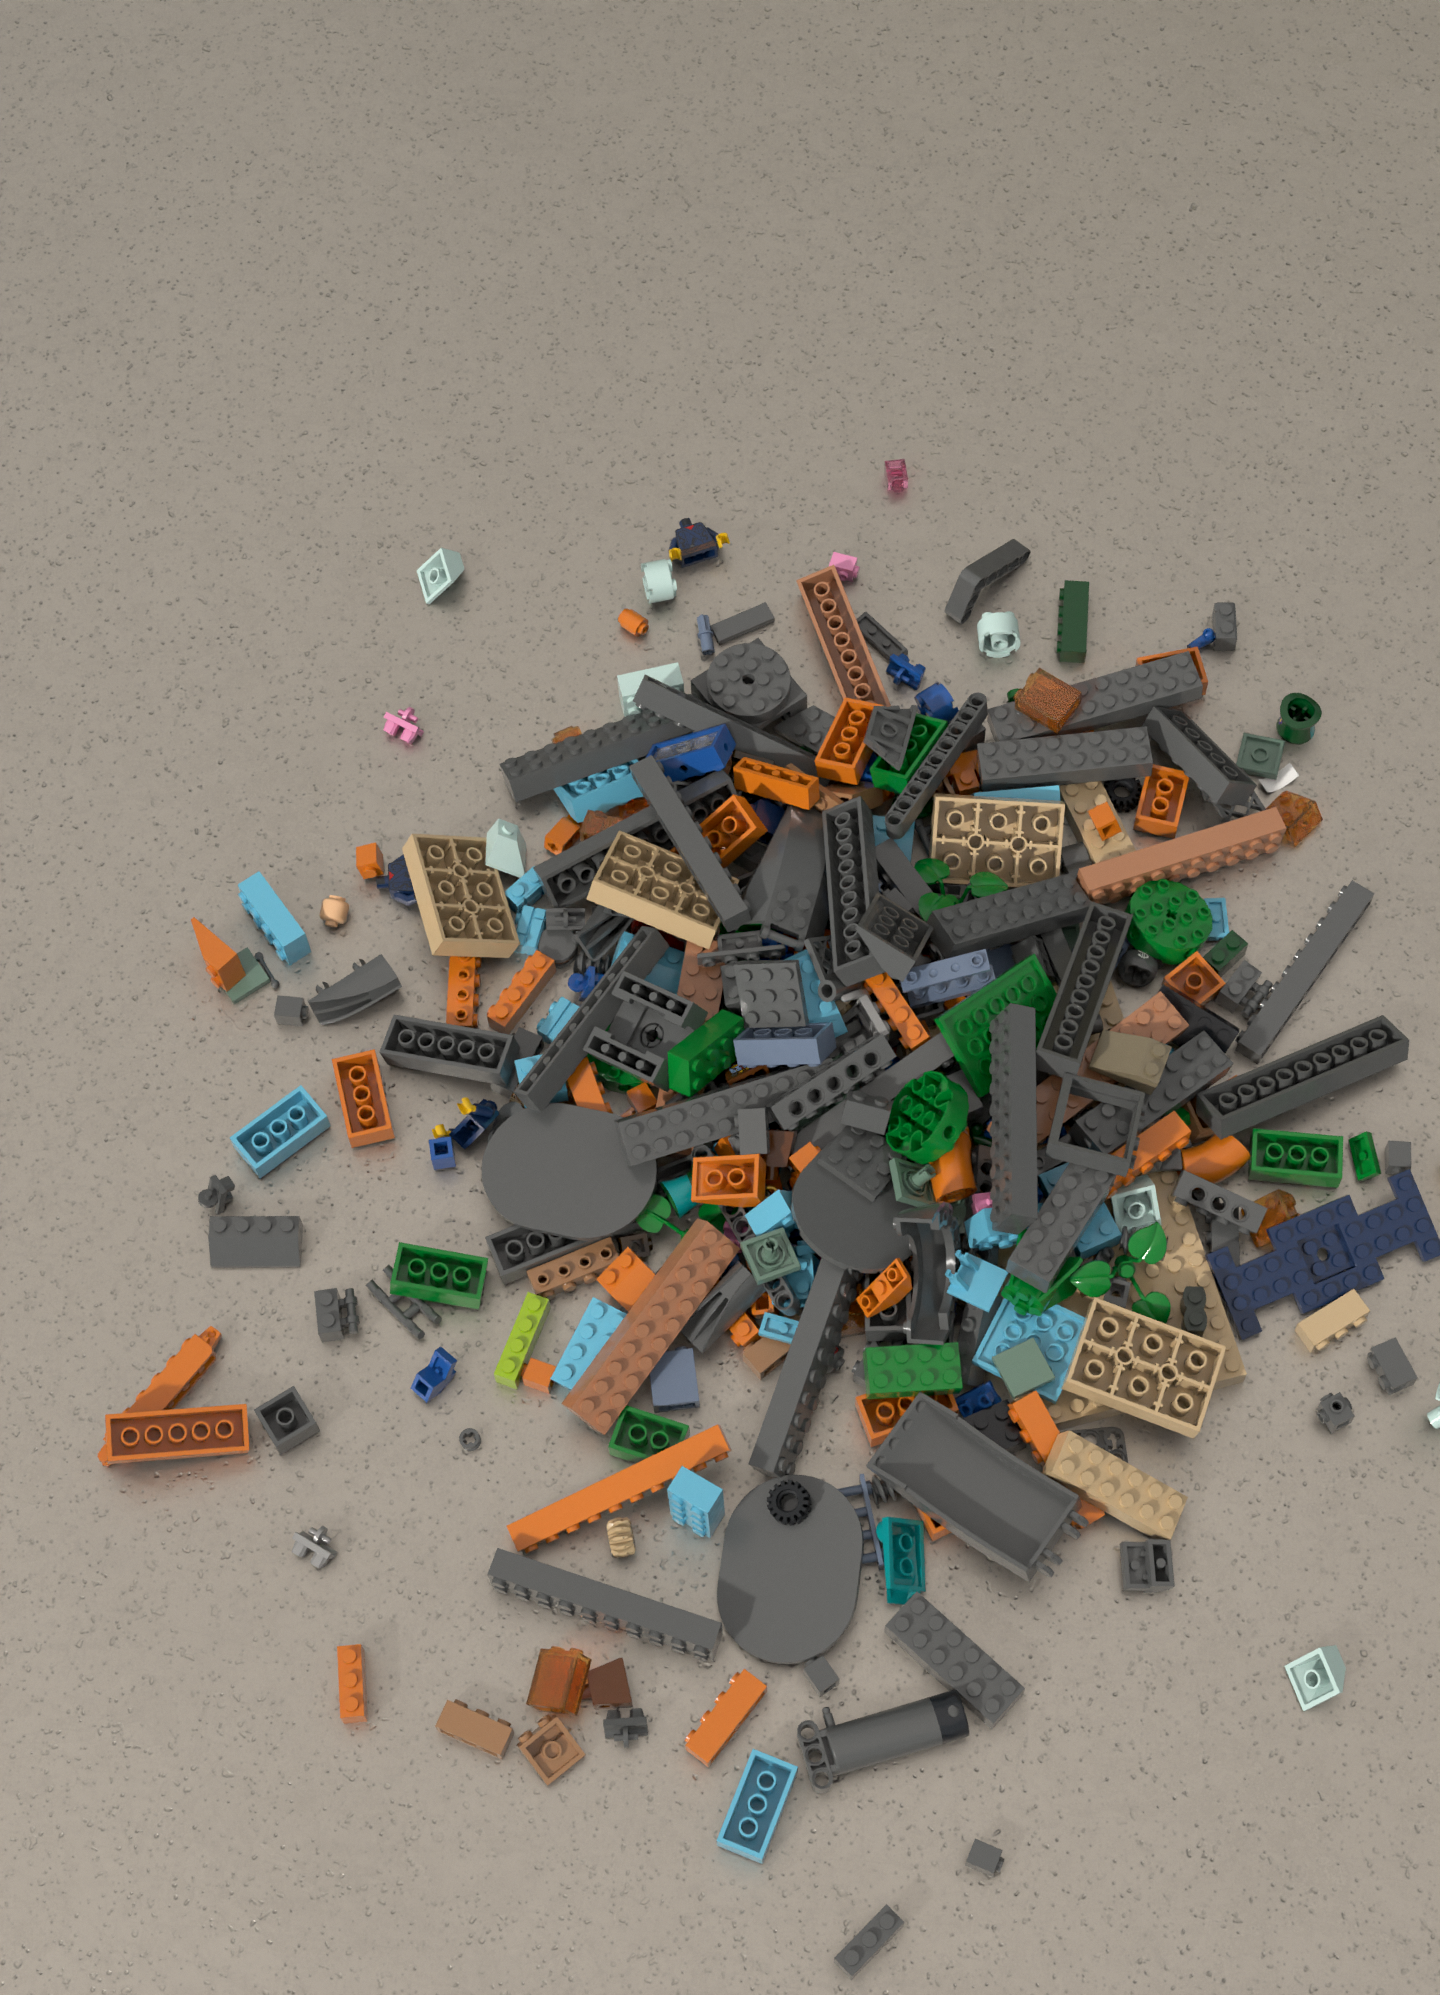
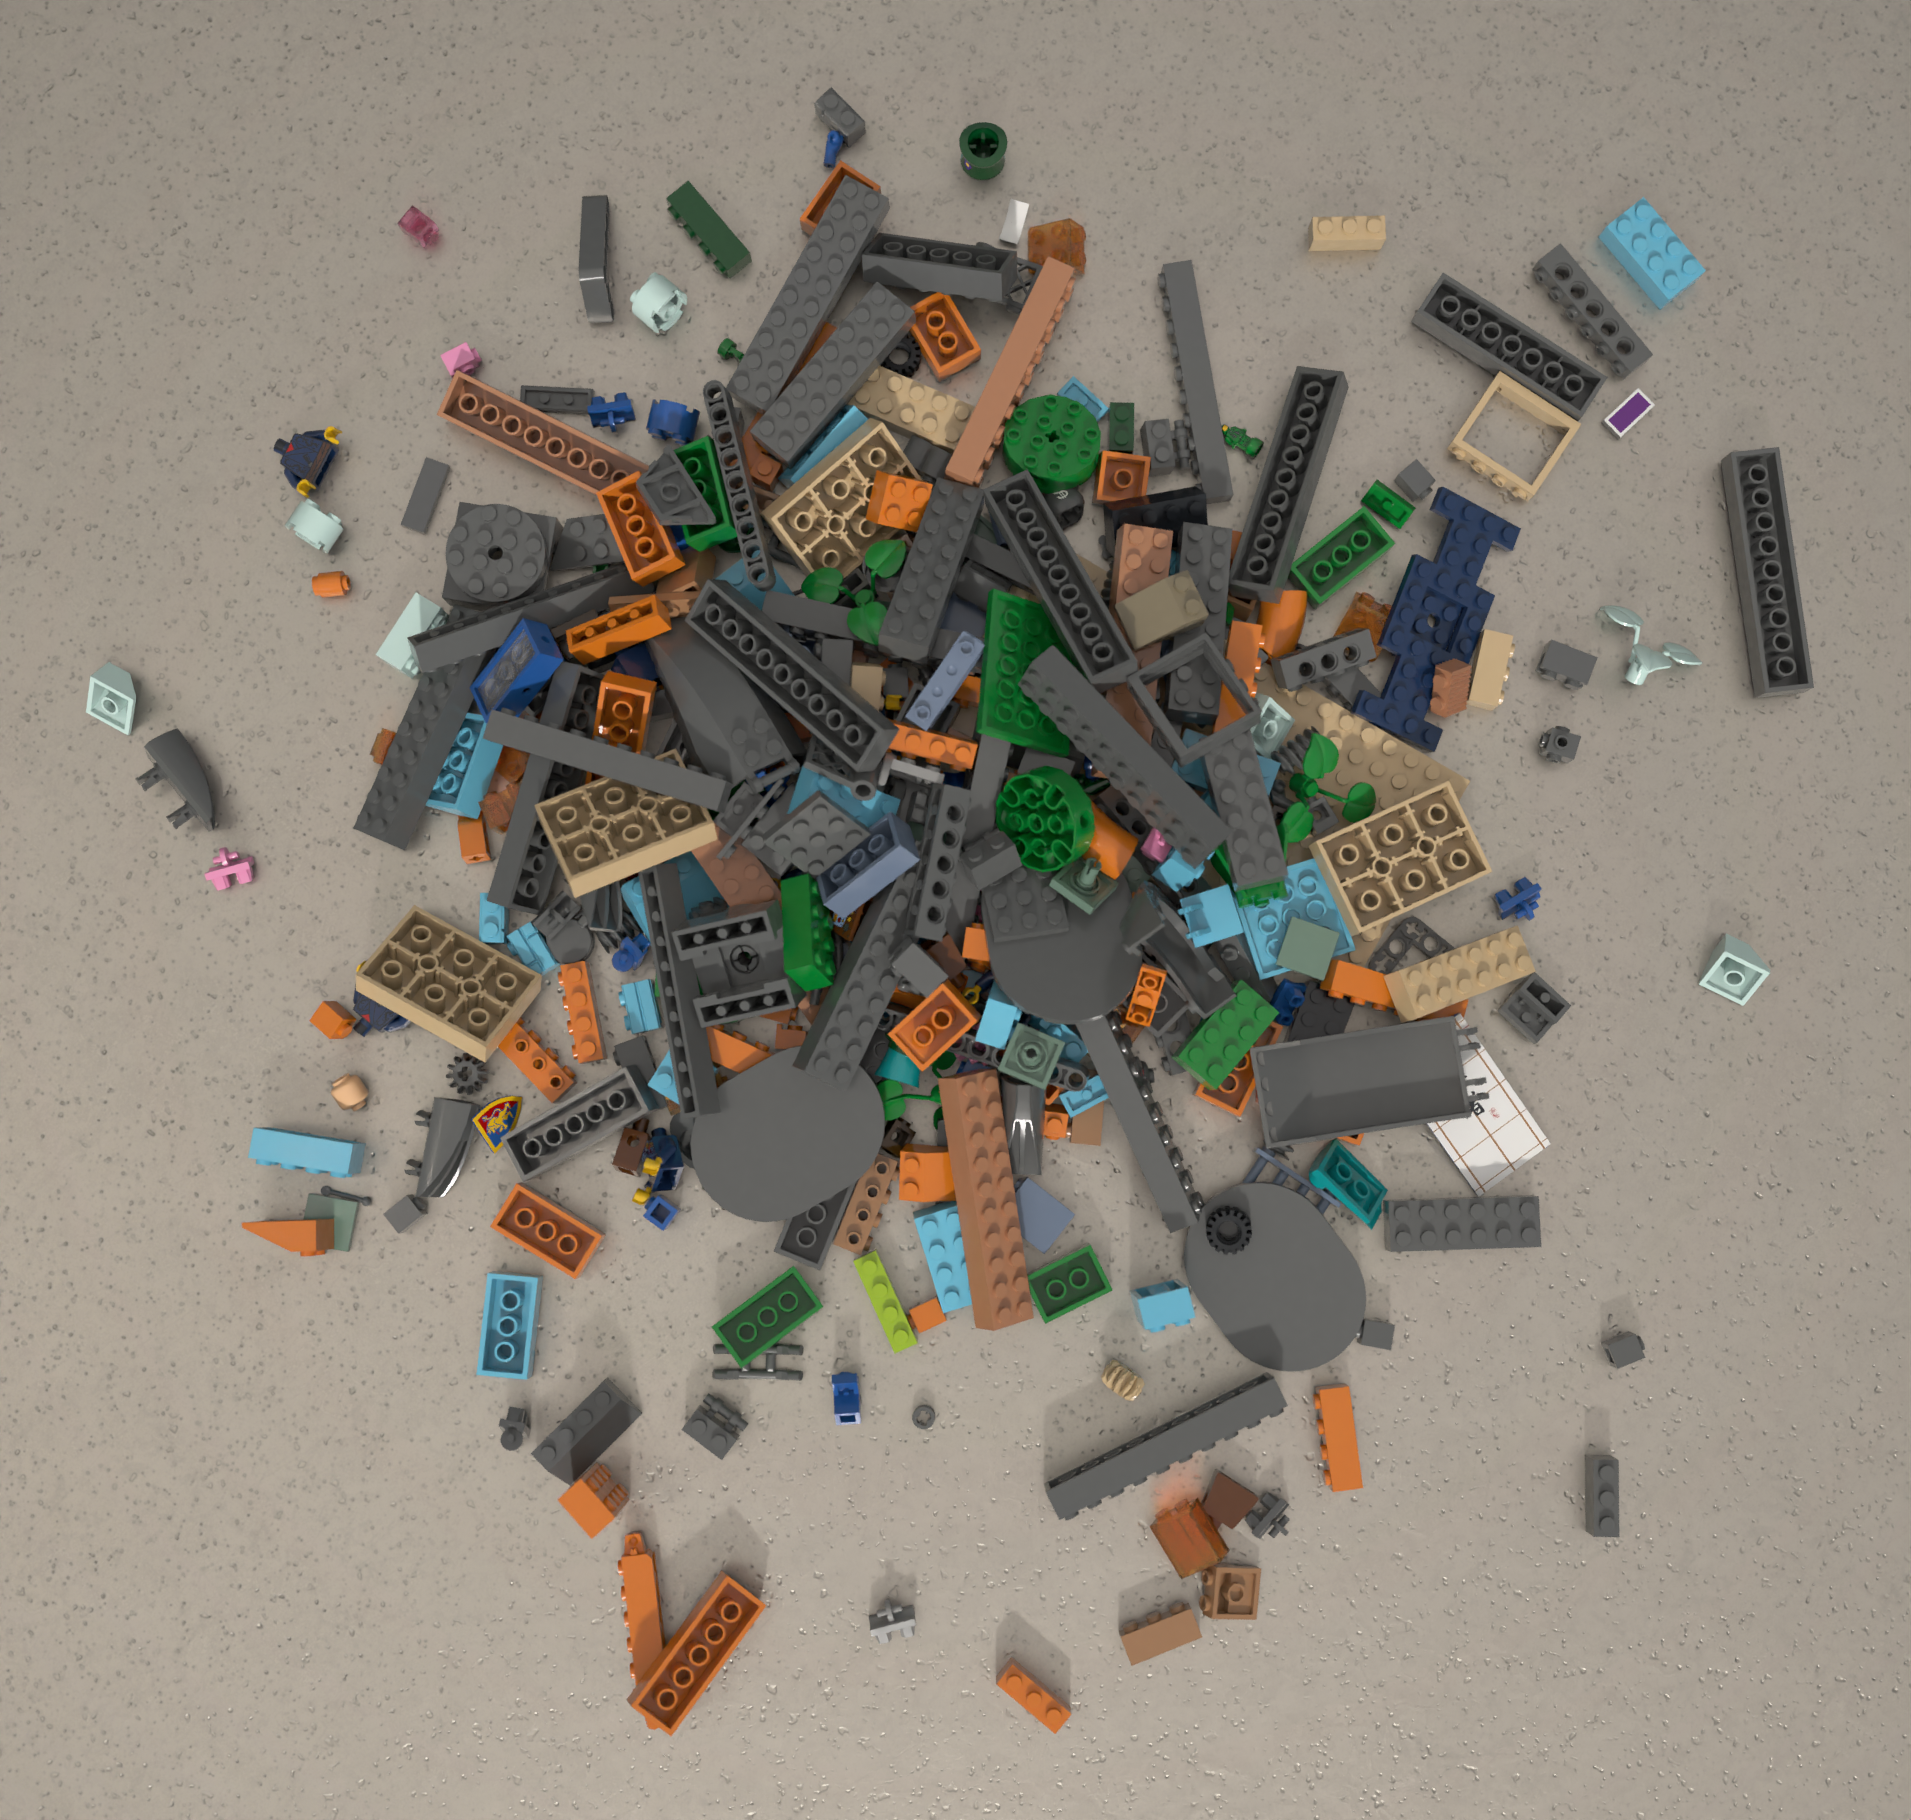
camera: 50 degrees left, 20 degrees up
(218, 1274) = (594, 1499): none -> orange brick
(287, 1420) = (768, 1549): dark grey brick -> none
(403, 1002) = (497, 1120): none -> shield
(414, 965) = (473, 1080): none -> dark grey gear
(436, 640) = (179, 765): none -> dark grey piece
(454, 1094) = (628, 1158): none -> reddish brown torso
(506, 848) = (441, 901): light aqua slope -> none
(618, 1489) = (1088, 1348): orange brick -> none
(705, 635) = (405, 537): sand blue axle -> none
(757, 1806) = (1427, 1480): medium azure brick -> none
(881, 1735) = (1467, 1338): dark grey piece -> none
(893, 936) = (876, 691): dark grey slope -> none
(1030, 861) = (898, 501): none -> orange brick
(1039, 1618) = (1499, 1132): none -> white piece
(1047, 700) = (772, 335): clear orange brick -> none
(1104, 821) = (921, 402): orange brick -> none
(1193, 1310) = (1387, 768): pearl dark grey brick -> none
(1205, 1488) = (1522, 903): none -> blue hips
(1260, 755) = (979, 214): sand green tile -> none
(1291, 1303) = (1450, 687): none -> nougat brick
(1301, 1028) = (1238, 437): none -> green piece

